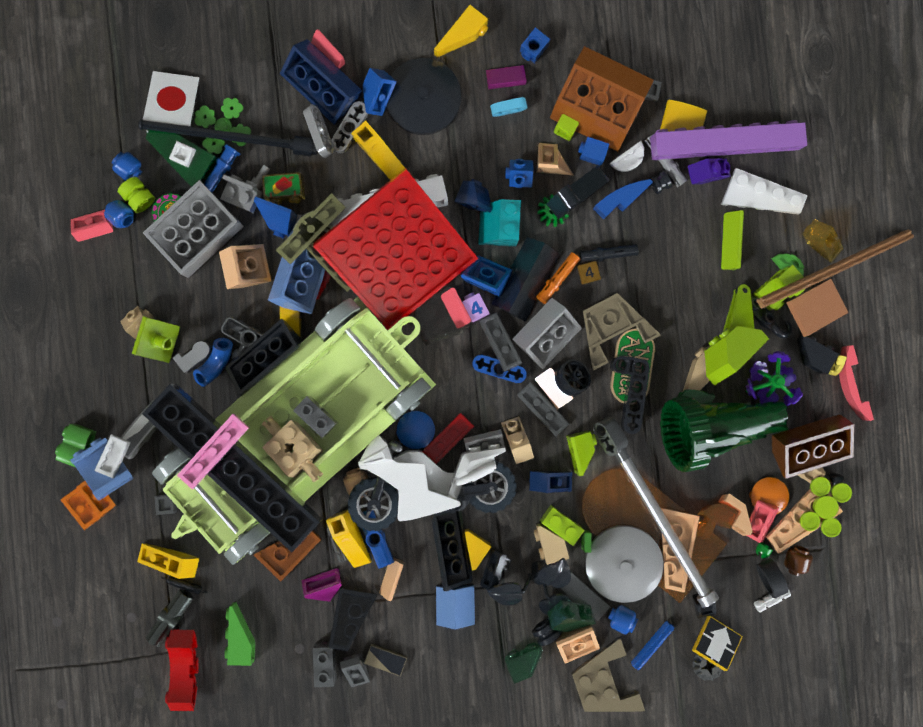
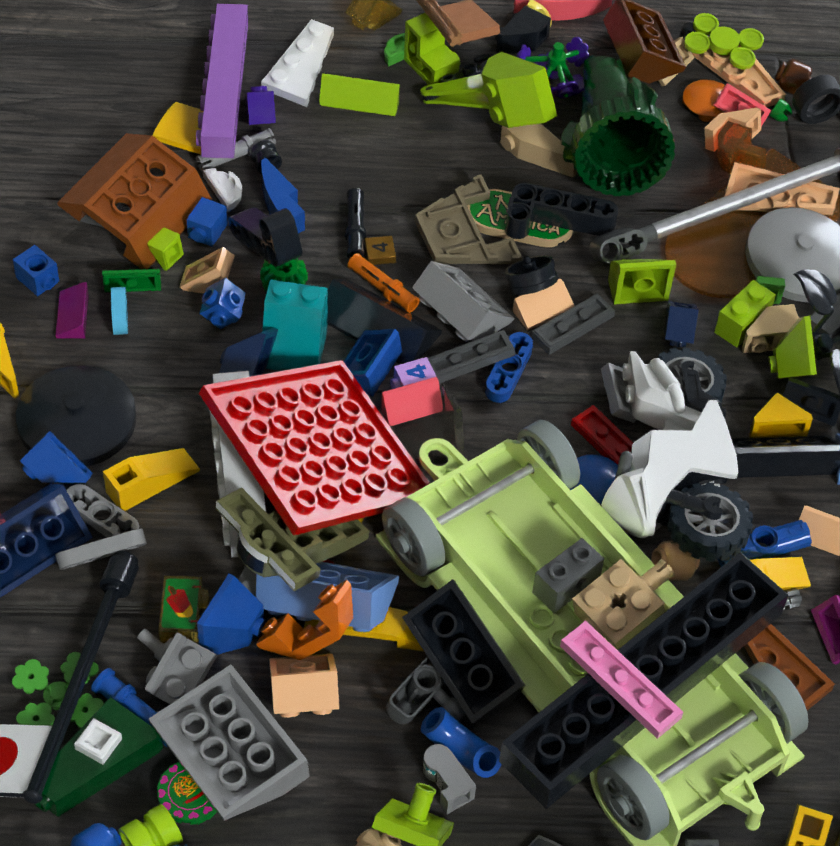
camera: 85 degrees left, 35 degrees down
(268, 263) = (290, 639): none -> orange slope
(517, 440) = (616, 348): tan slope -> none
(522, 558) = (795, 351): none -> lime slope
(538, 110) = (133, 280): none -> green slope

